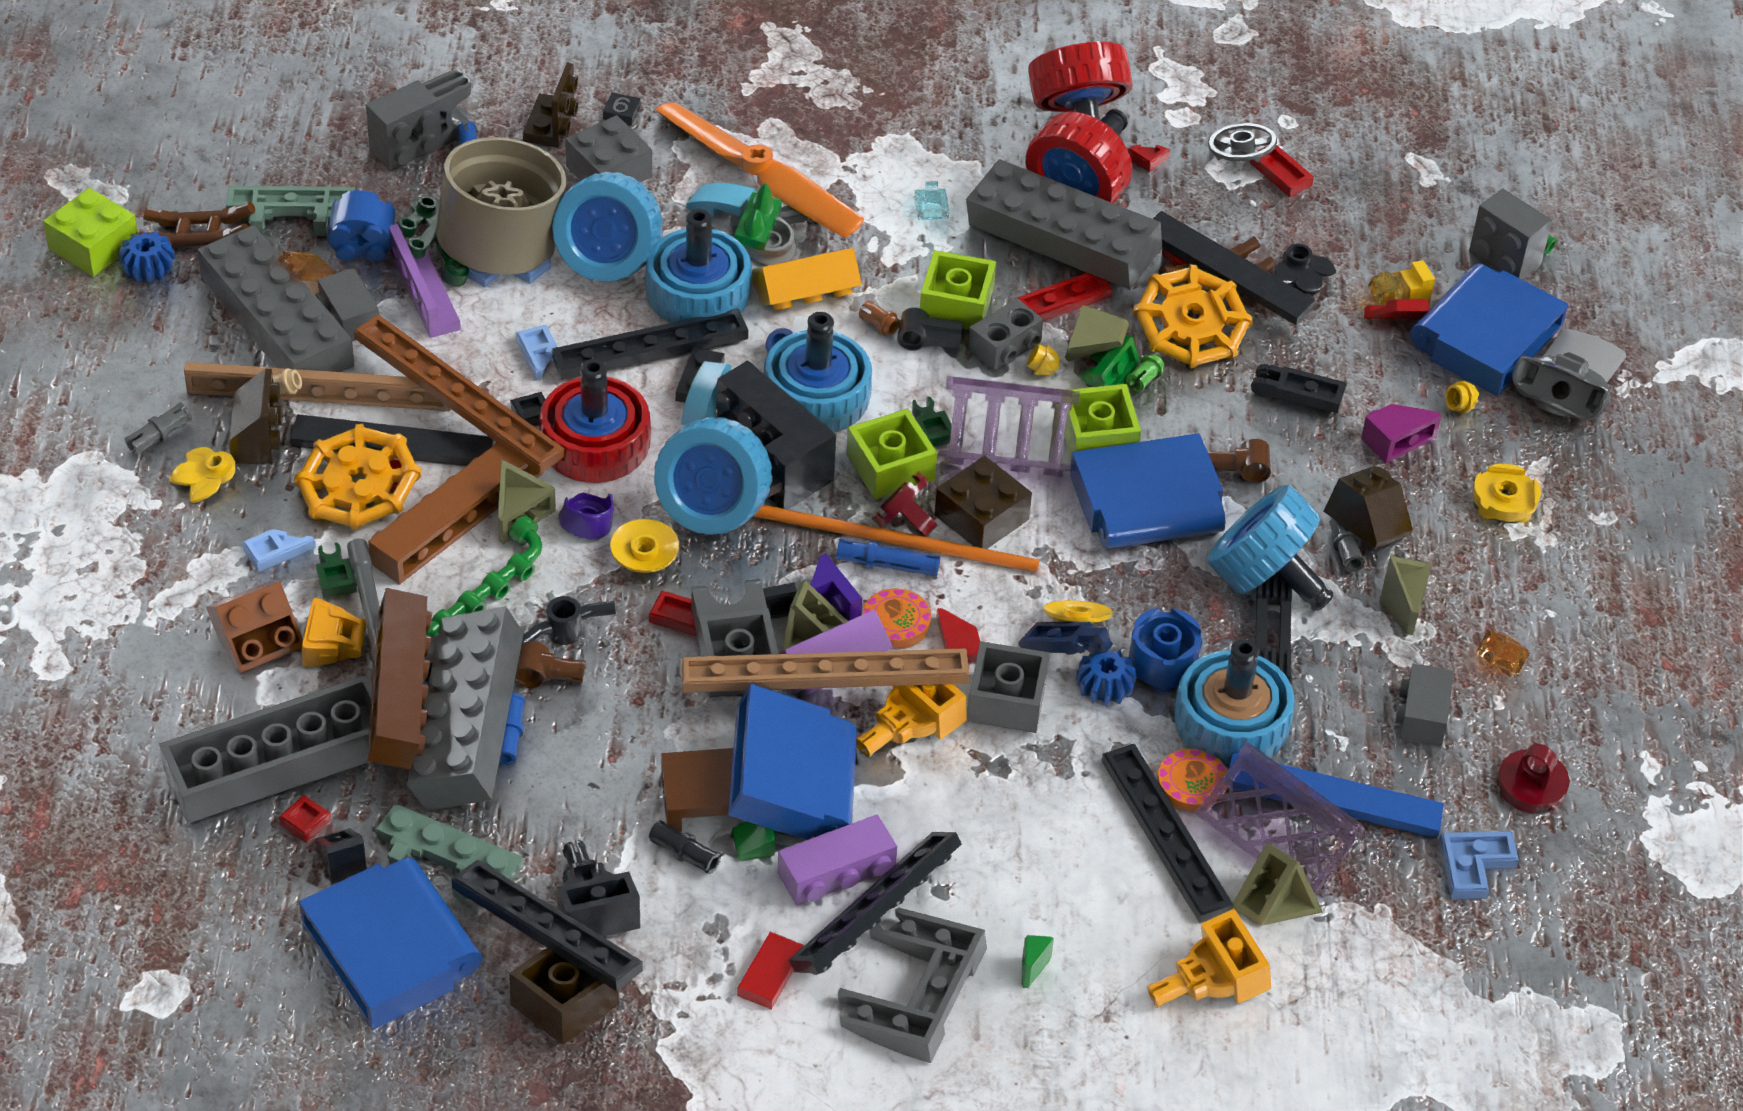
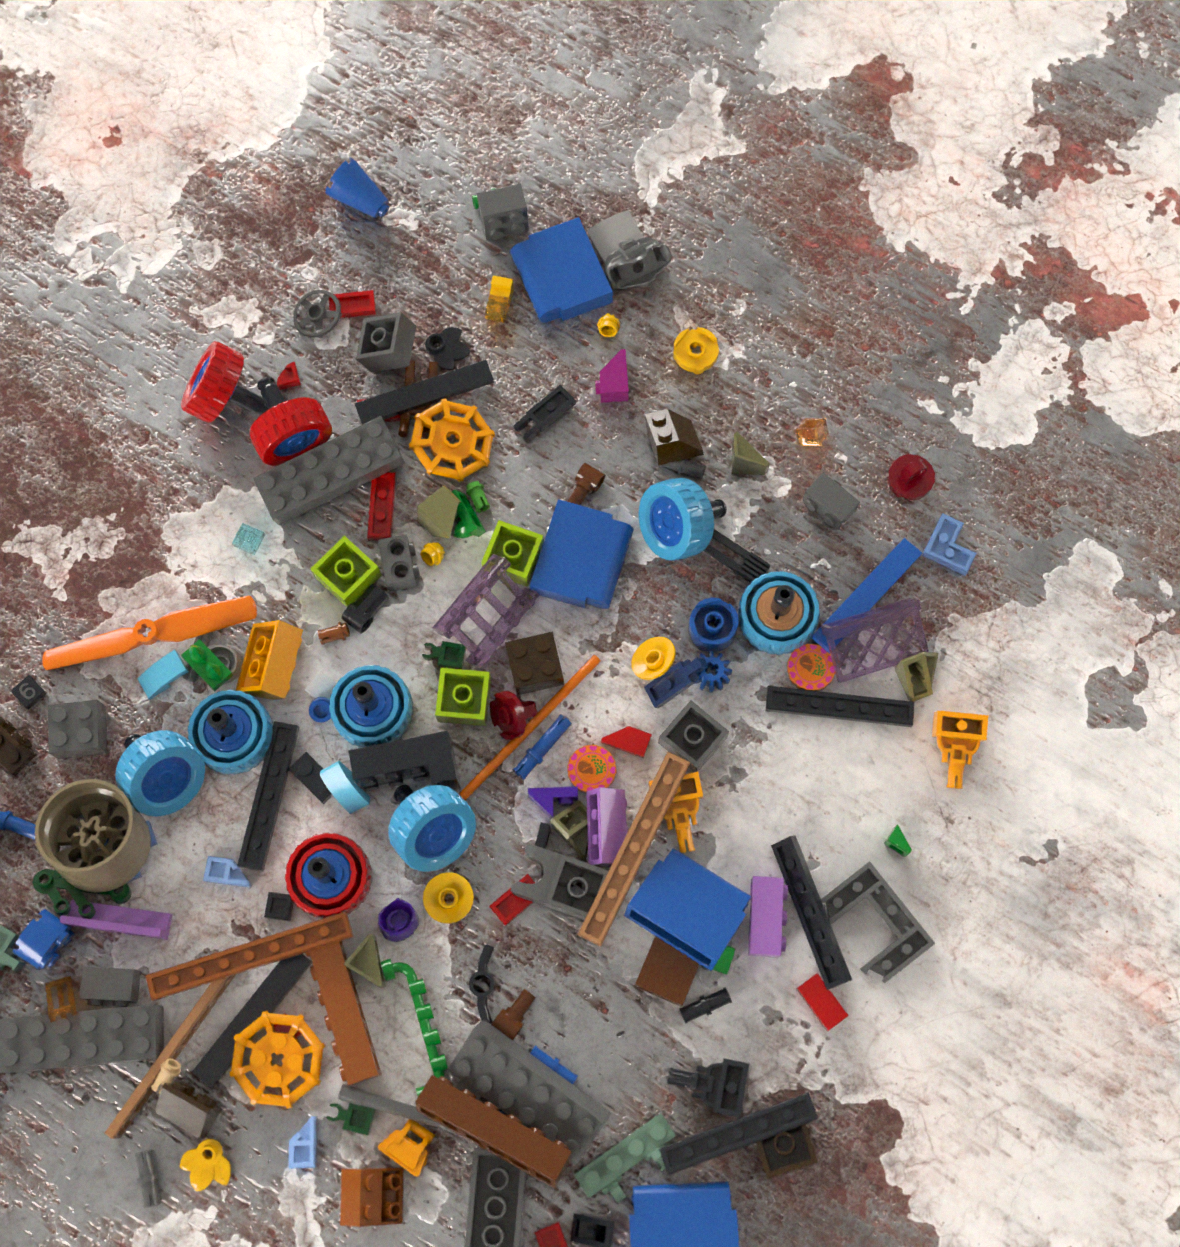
camera: 55 degrees left, 25 degrees up
(1257, 205) = (386, 342): none -> dark grey brick
(1398, 309) = (516, 315): red tile -> none
(1418, 102) = (357, 190): none -> blue cone

